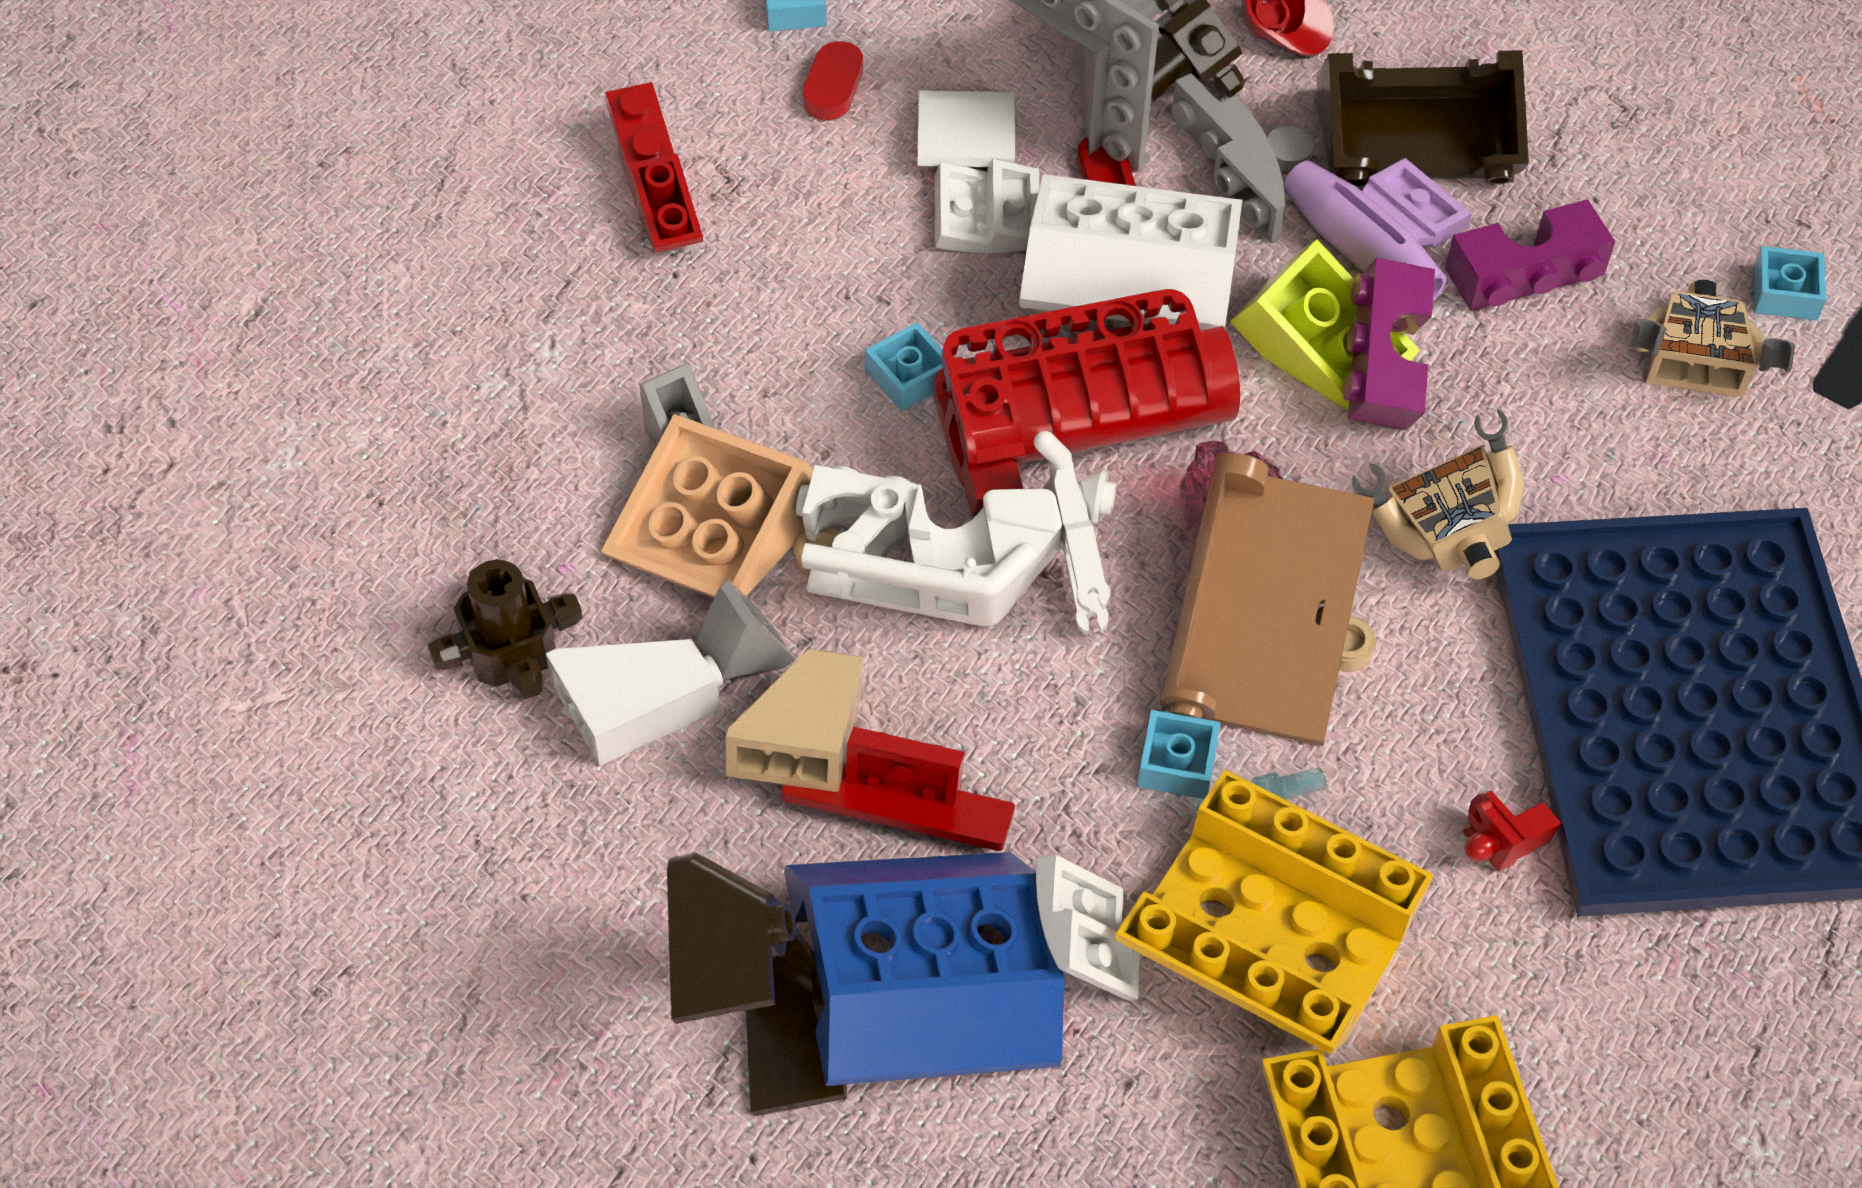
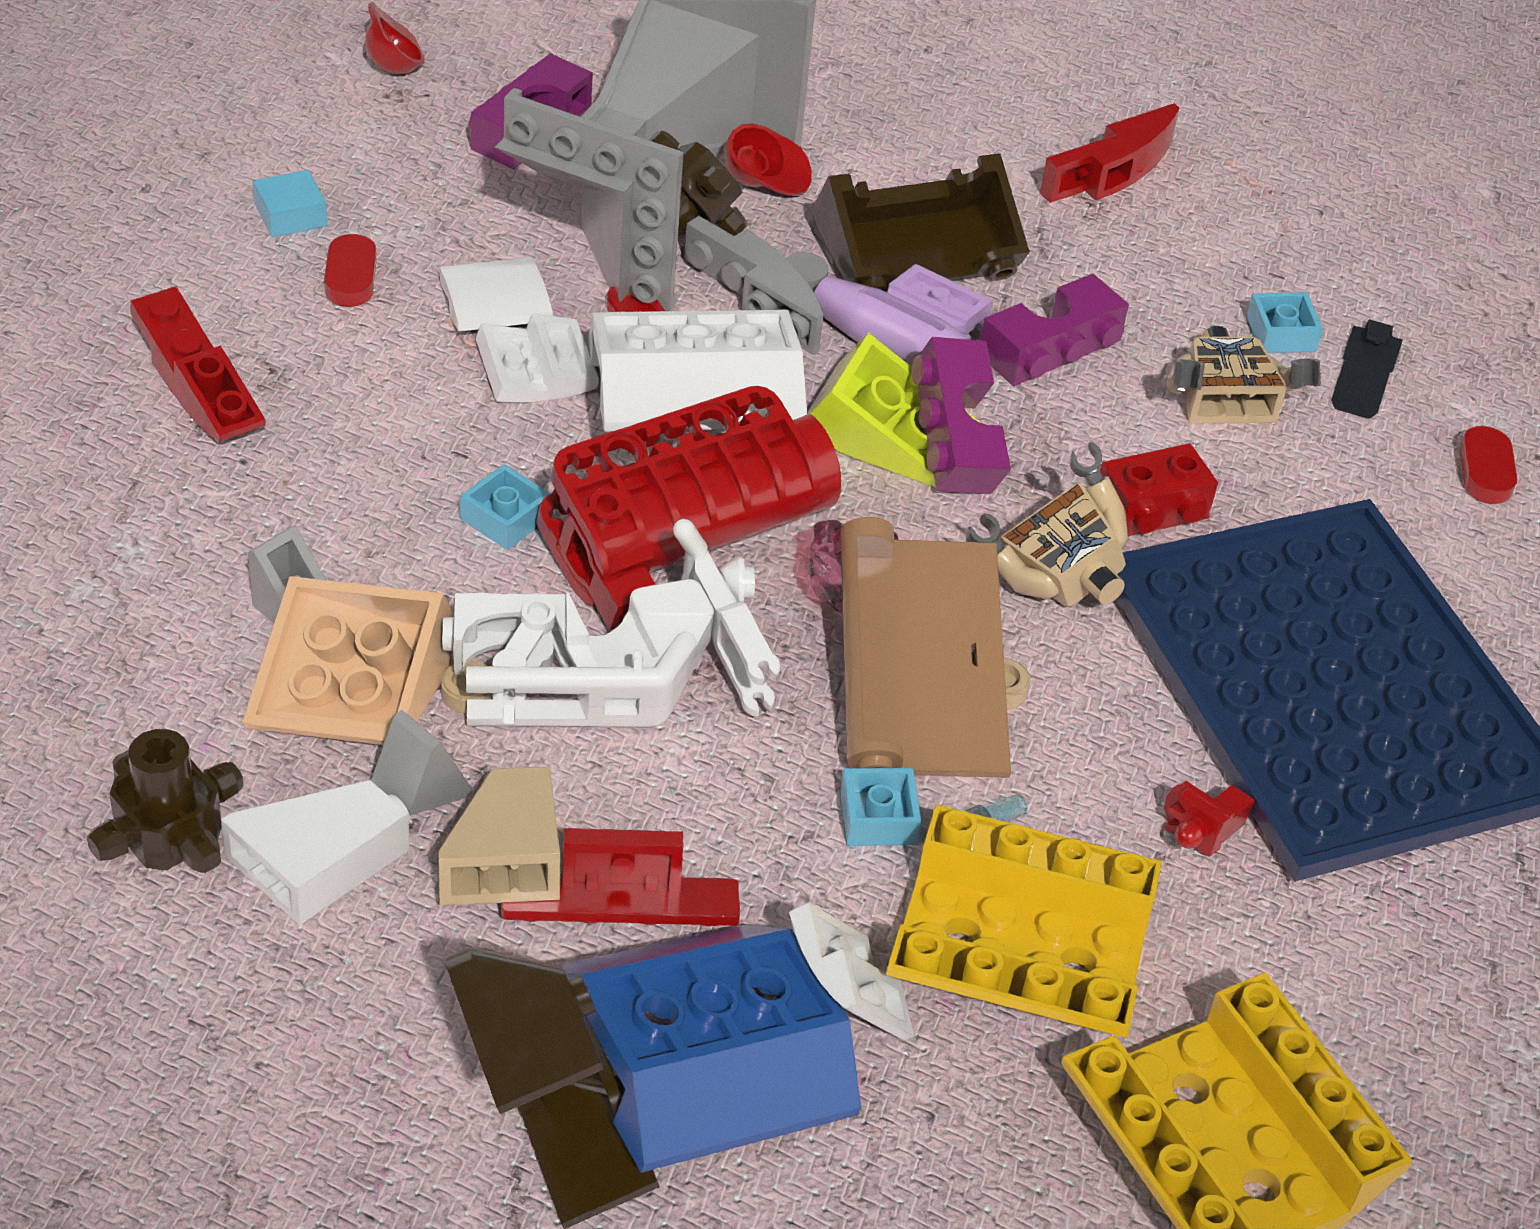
camera: 20 degrees left, 10 degrees down
(1577, 458) = (1162, 488): none -> red brick
(1659, 67) = (1116, 161): none -> red slope

